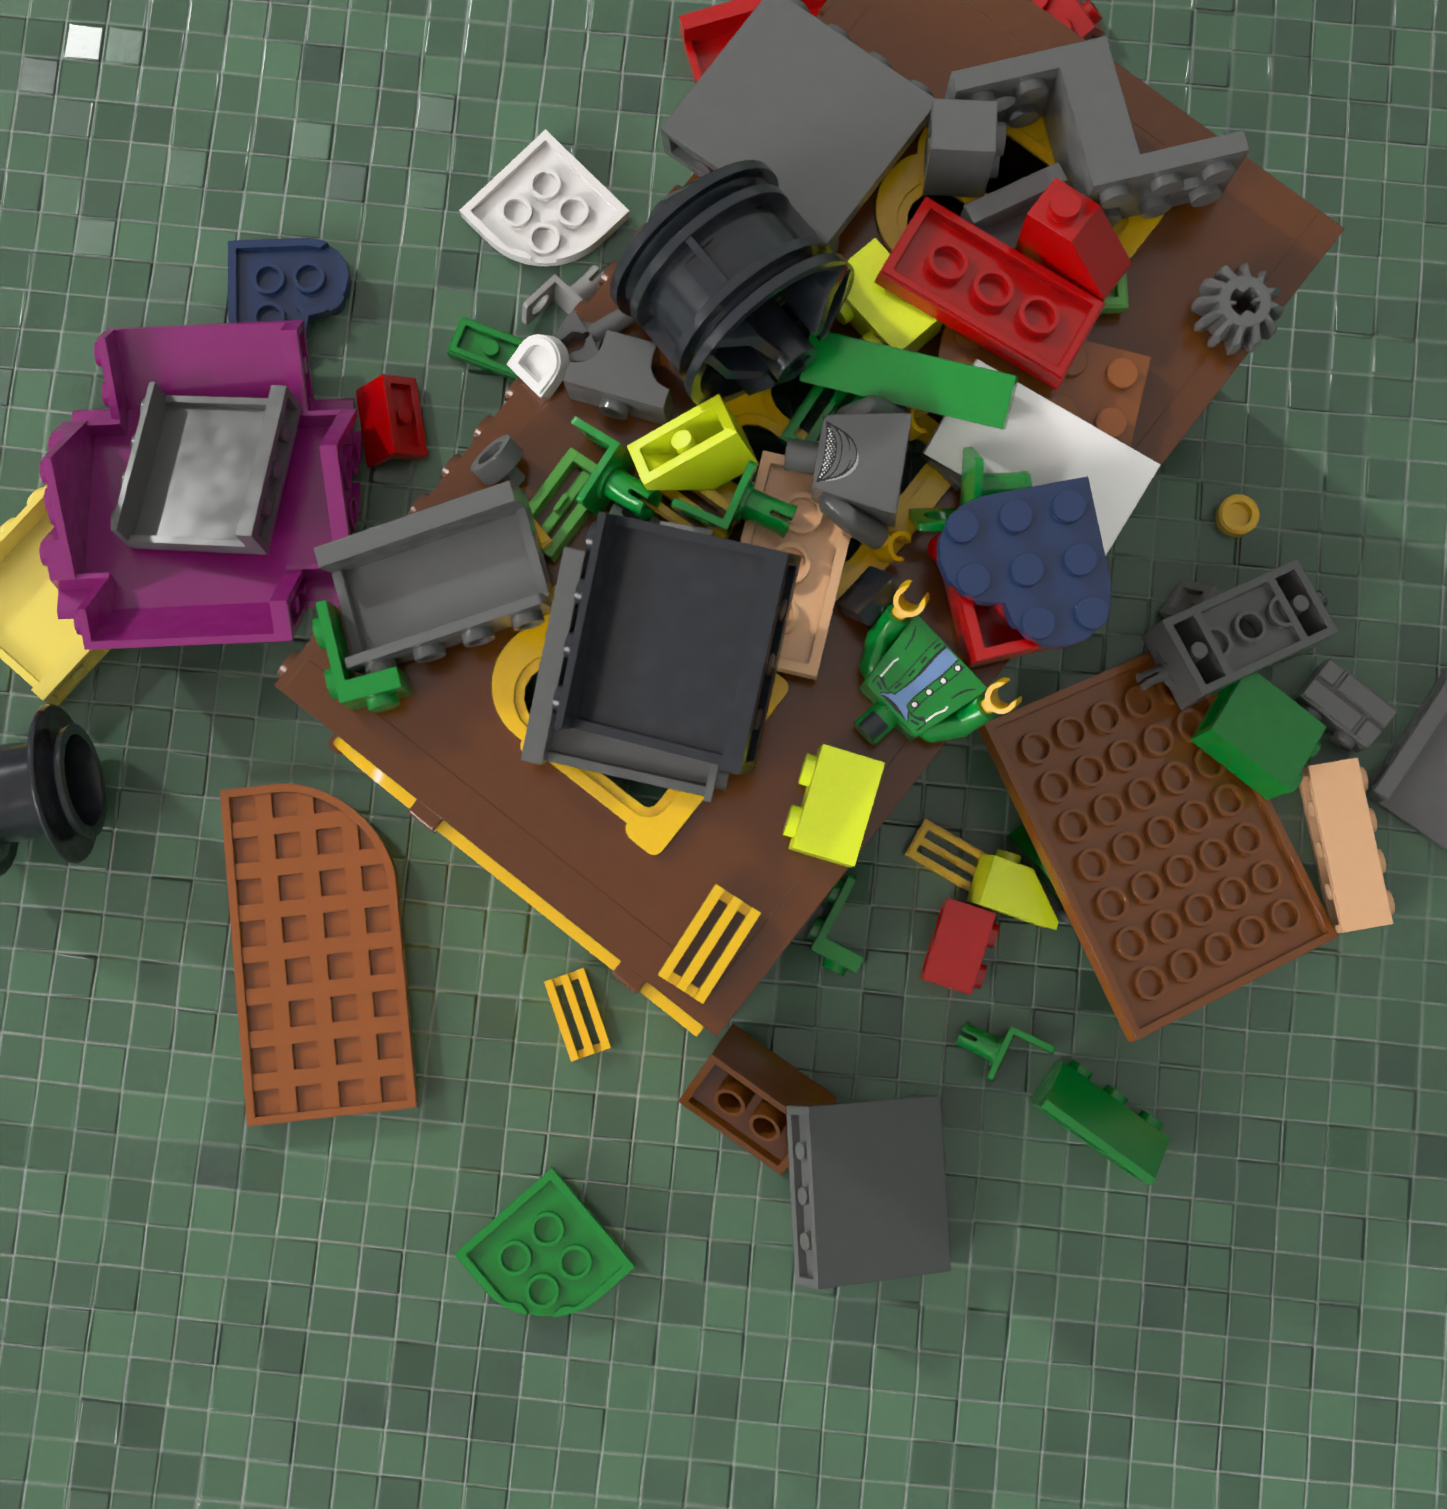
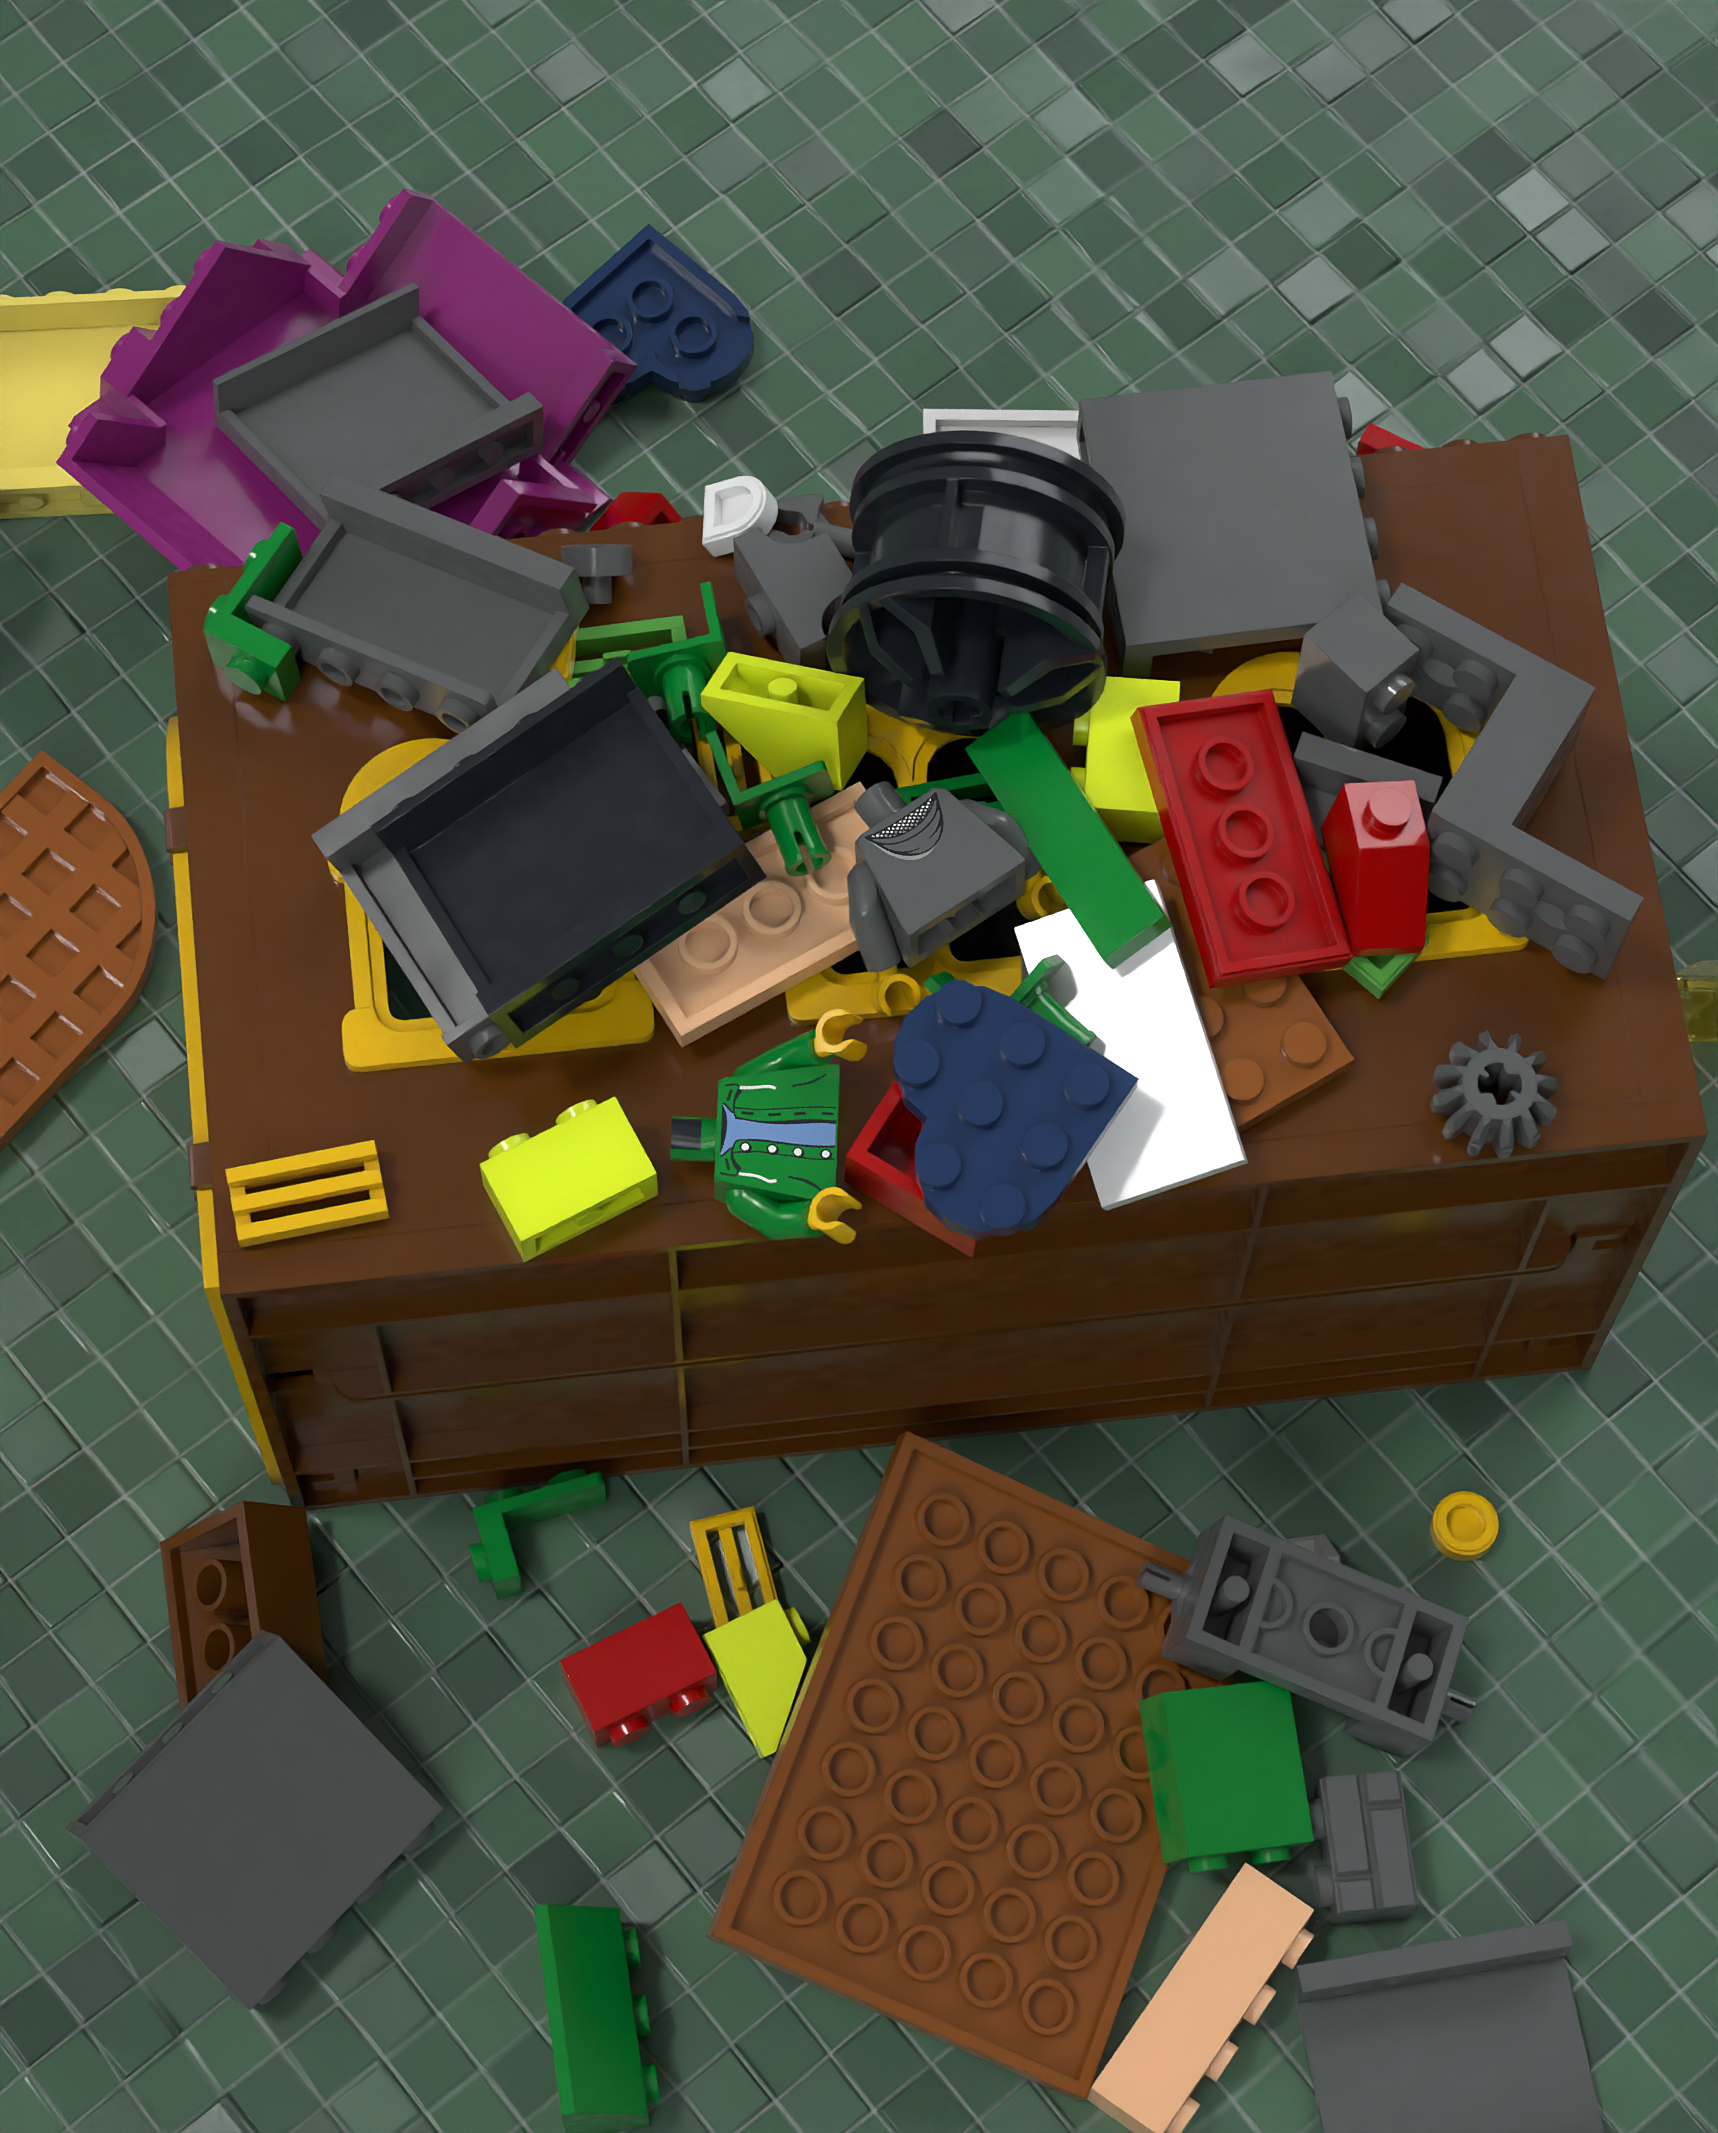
camera: 40 degrees right, 15 degrees down
(589, 1048) = (178, 1296): yellow tile -> none
(869, 595) = (803, 1010): black tile -> none
(995, 1048) = (563, 1832): green bracket -> none

